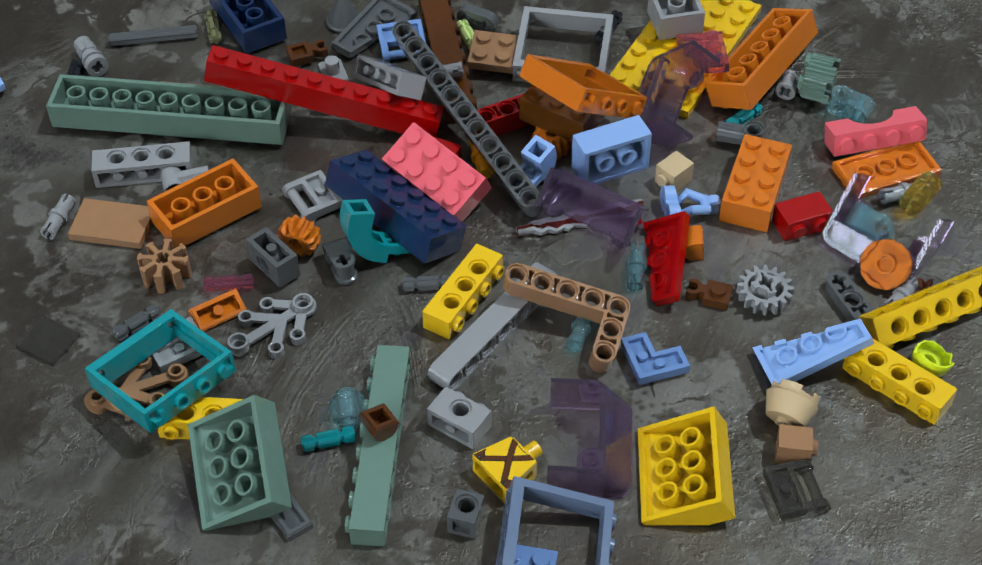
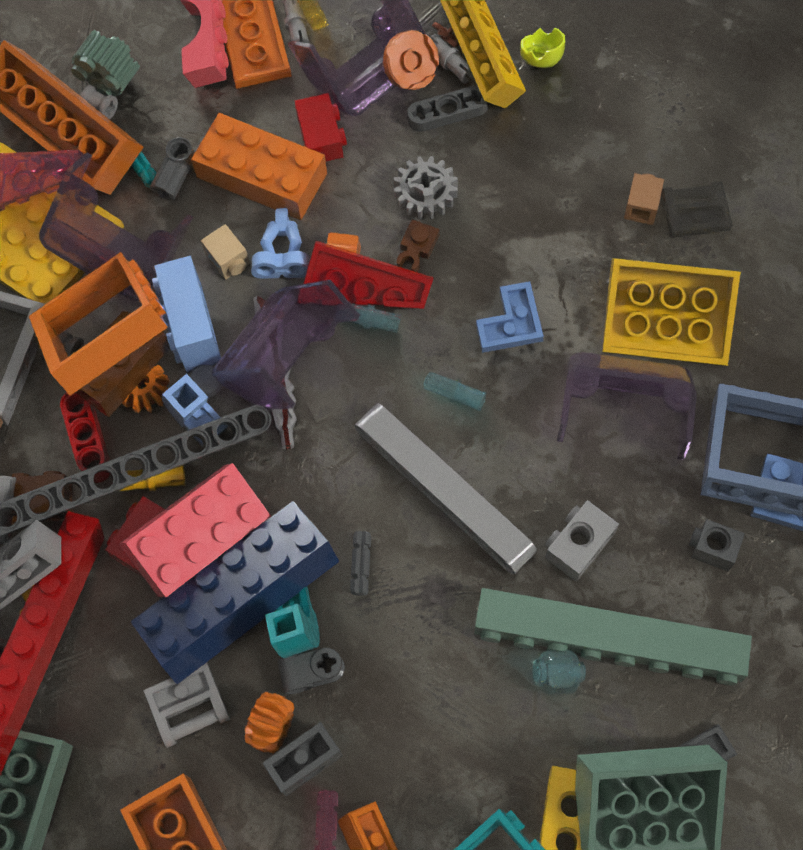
camera: 80 degrees left, 20 degrees up
(299, 308) = (404, 761): light grey plant -> none
(328, 438) = (597, 701): teal axle -> none
(379, 422) = (608, 627): reddish brown brick -> none
(463, 291) = (420, 554): yellow brick -> none
(503, 461) = (656, 492): yellow torso -> none
(575, 305) = (436, 383): medium nougat beam -> none
(790, 404) = (600, 190): tan cone -> none
(812, 352) = (531, 163): light blue wing -> none
(850, 105) = (151, 41): clear light blue piece -> none
(868, 220) = (346, 64): clear light blue piece -> none
(901, 381) = (569, 71): yellow brick -> none

